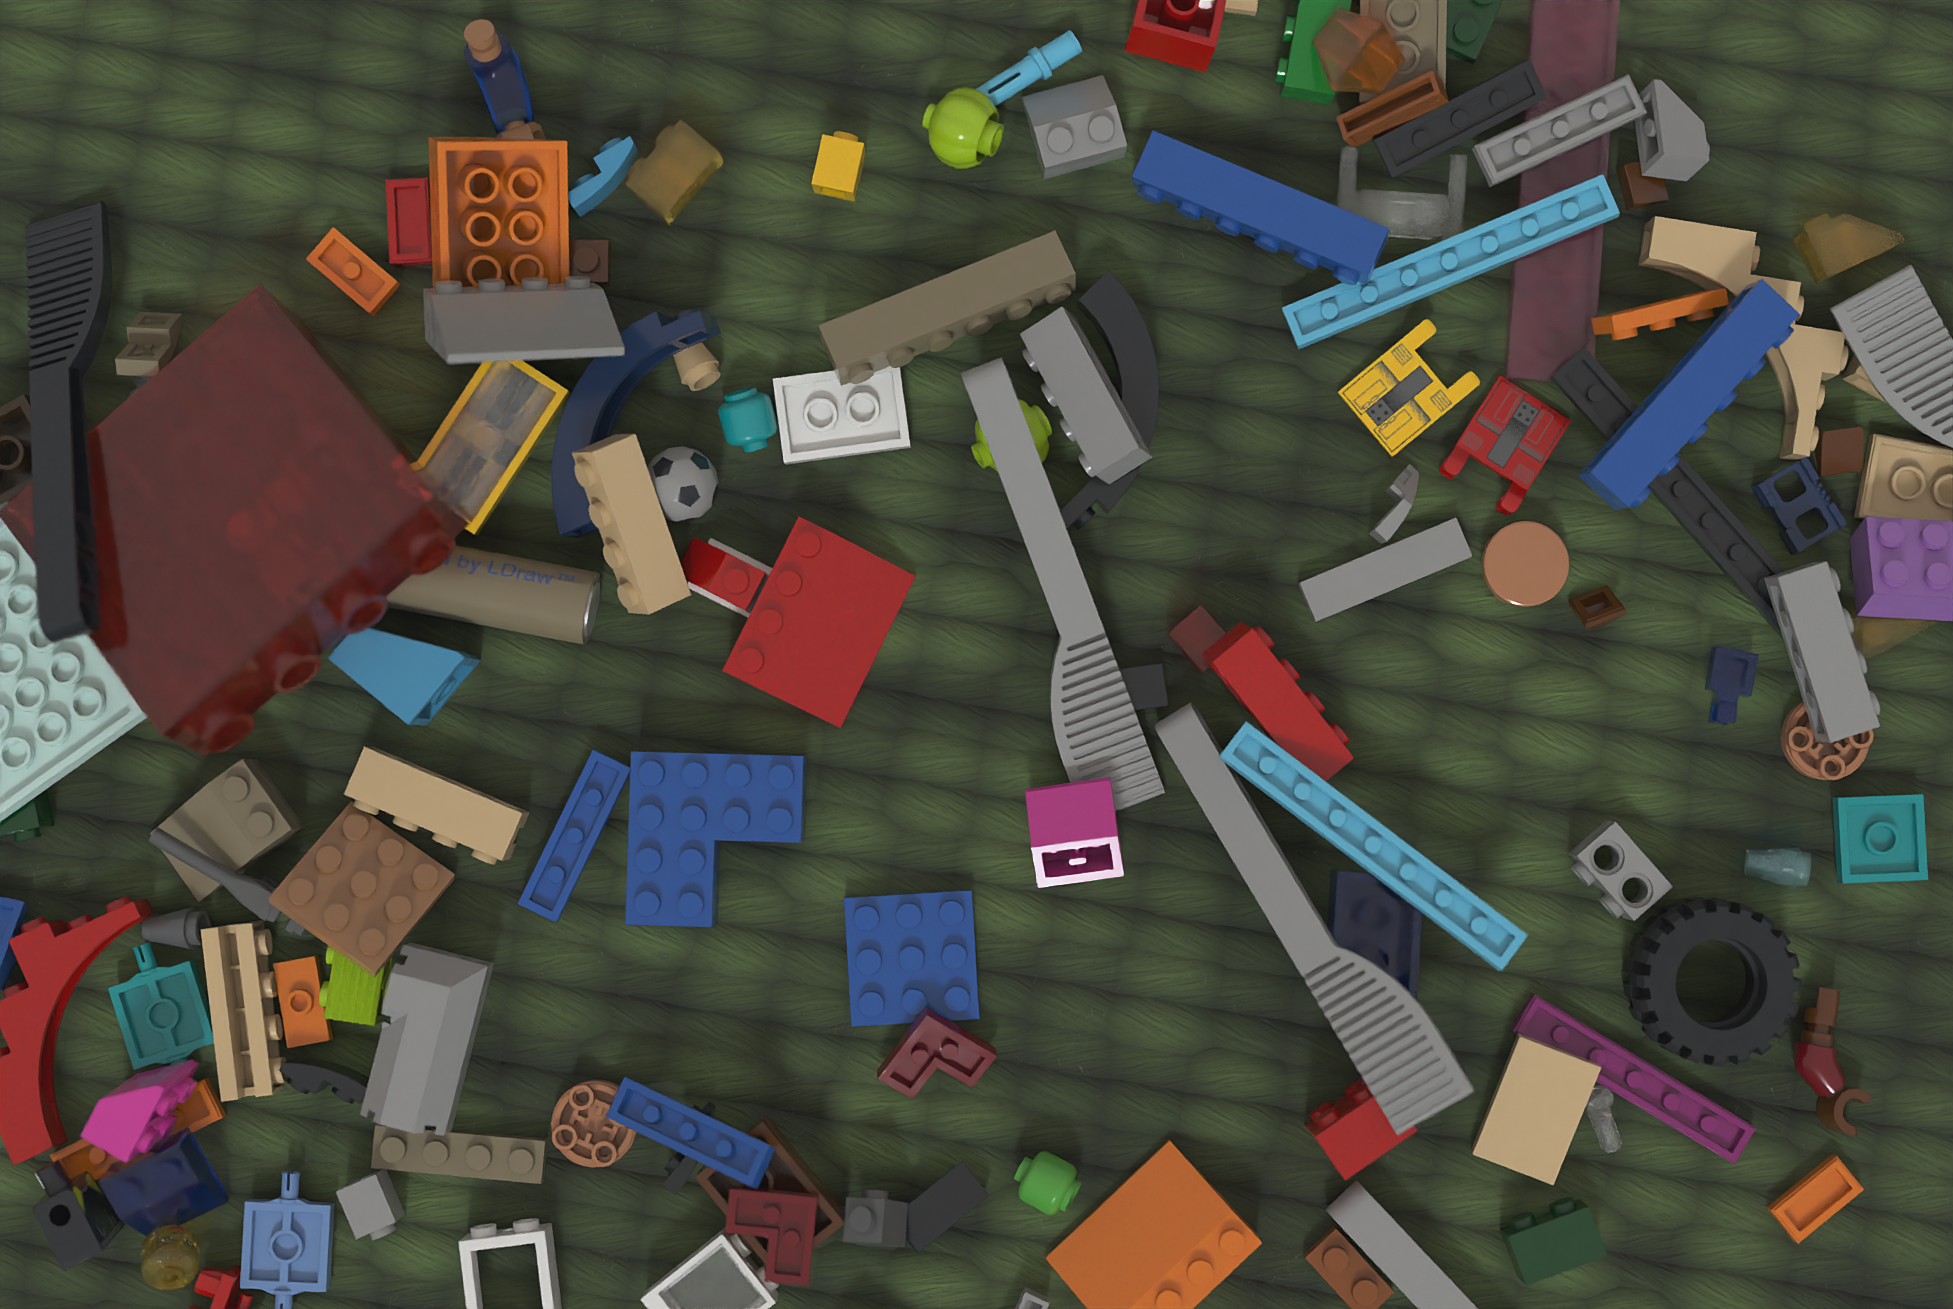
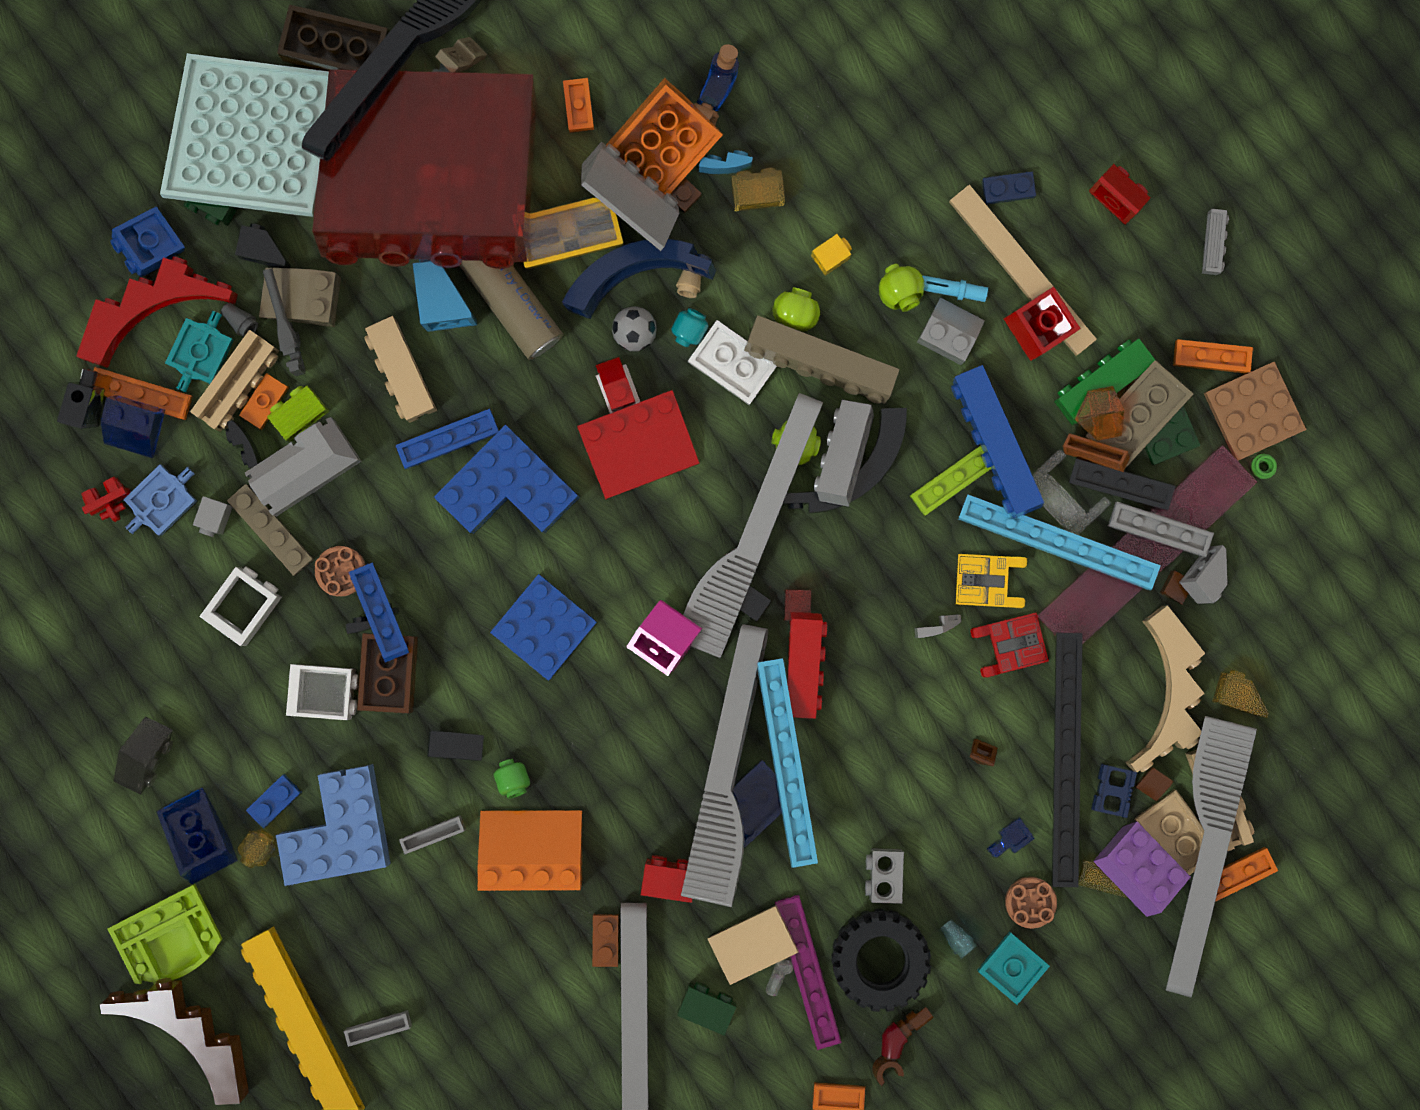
camera: 35 degrees right, 0 degrees up
(119, 814) = (259, 247): none -> black slope
(140, 1110) = (152, 383): dark pink slope -> none
(170, 1257) = (105, 458): clear yellow head -> none
(362, 889) = (334, 376): medium nougat plate -> none
(409, 221) = (623, 105): red tile -> none
(630, 524) = (596, 326): tan brick -> none
(788, 1223) = (383, 691): dark red plate -> none
(859, 275) = (796, 310): none -> lime plant
(875, 1220) = (422, 725): dark grey brick -> none
(935, 1044) = (518, 673): dark red plate -> none
(1245, 312) = (950, 482): none -> lime tile
(1385, 569) = (906, 650): light grey tile -> none
(1525, 564) = (969, 704): nougat tile -> none
(1660, 314) = (1130, 650): orange plate -> none
(1689, 395) = (1107, 696): blue brick -> none
(1823, 651) = (1062, 862): light grey brick -> none

